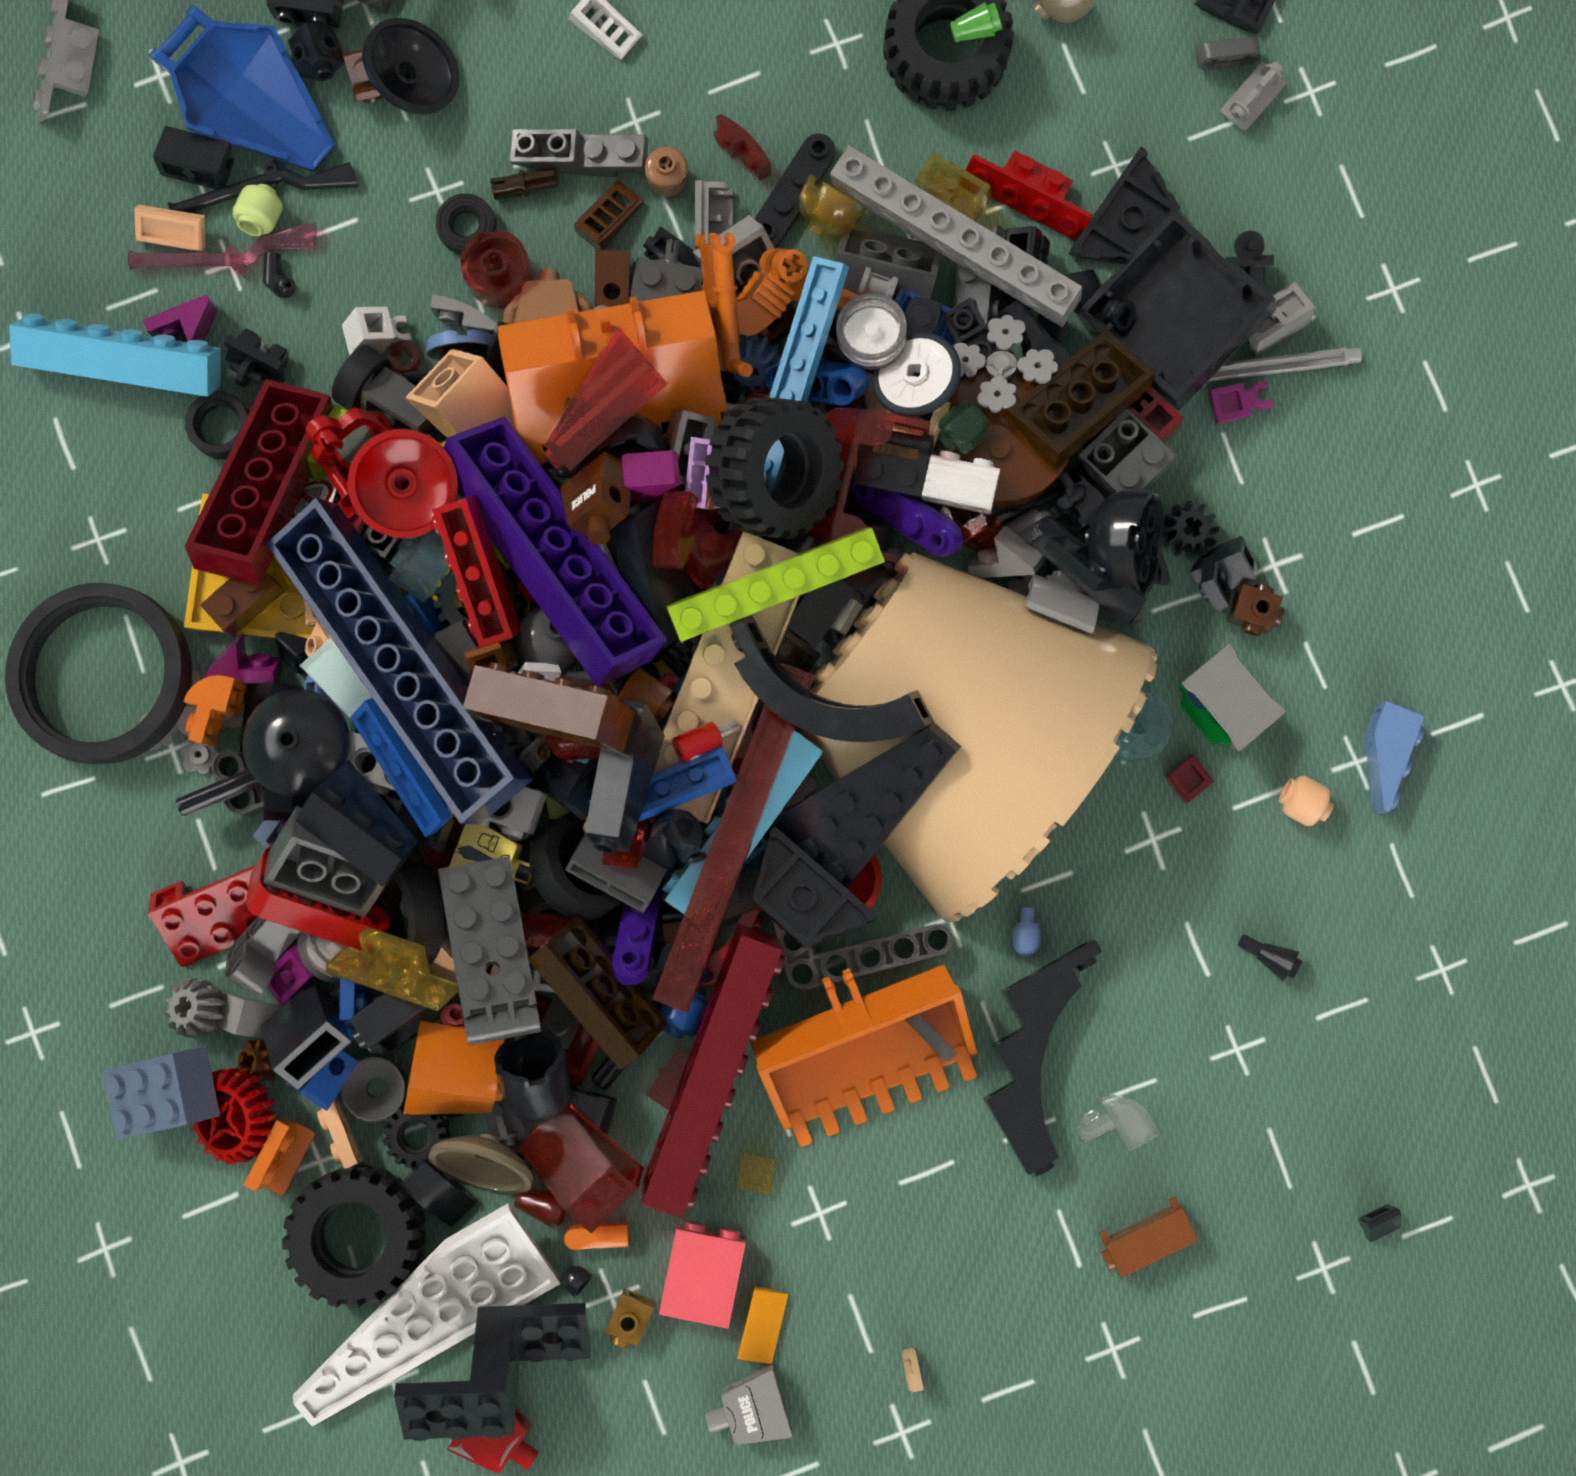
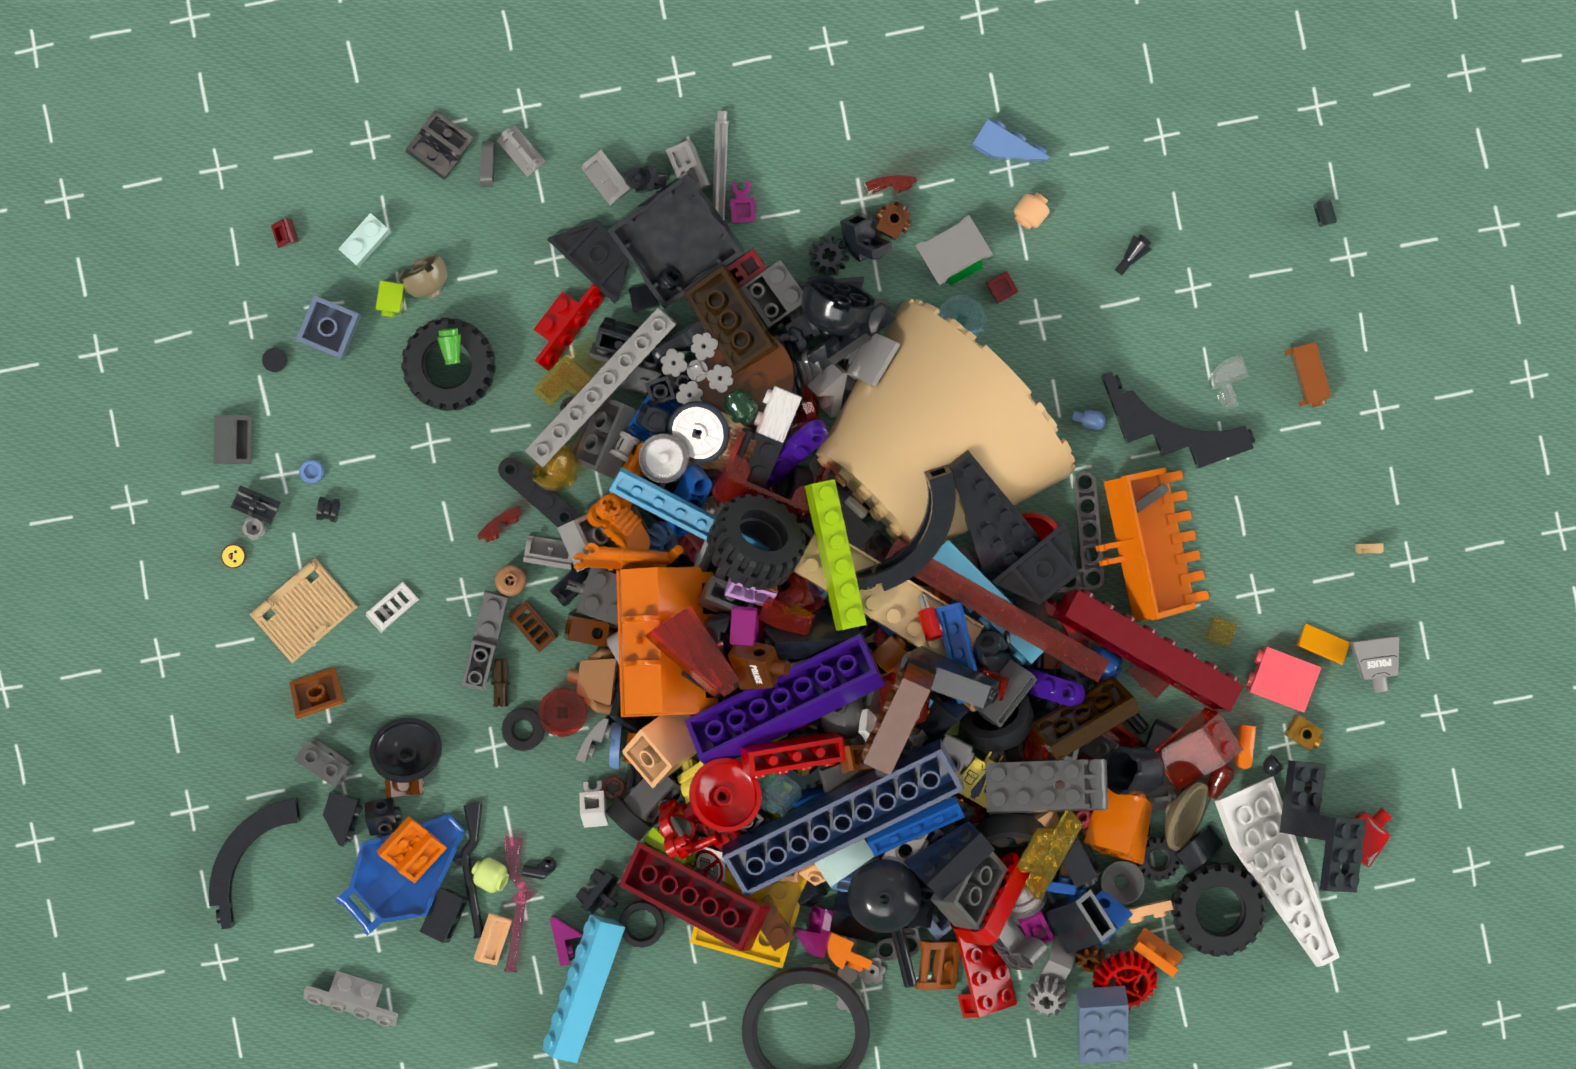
camera: 75 degrees left, 5 degrees up
(218, 854) = (944, 964): none -> dark orange plate
(276, 97) = (411, 849): none -> orange slope
(1239, 212) = (605, 178): none -> light grey hinge
(1312, 607) = (897, 184): none -> clear red slope

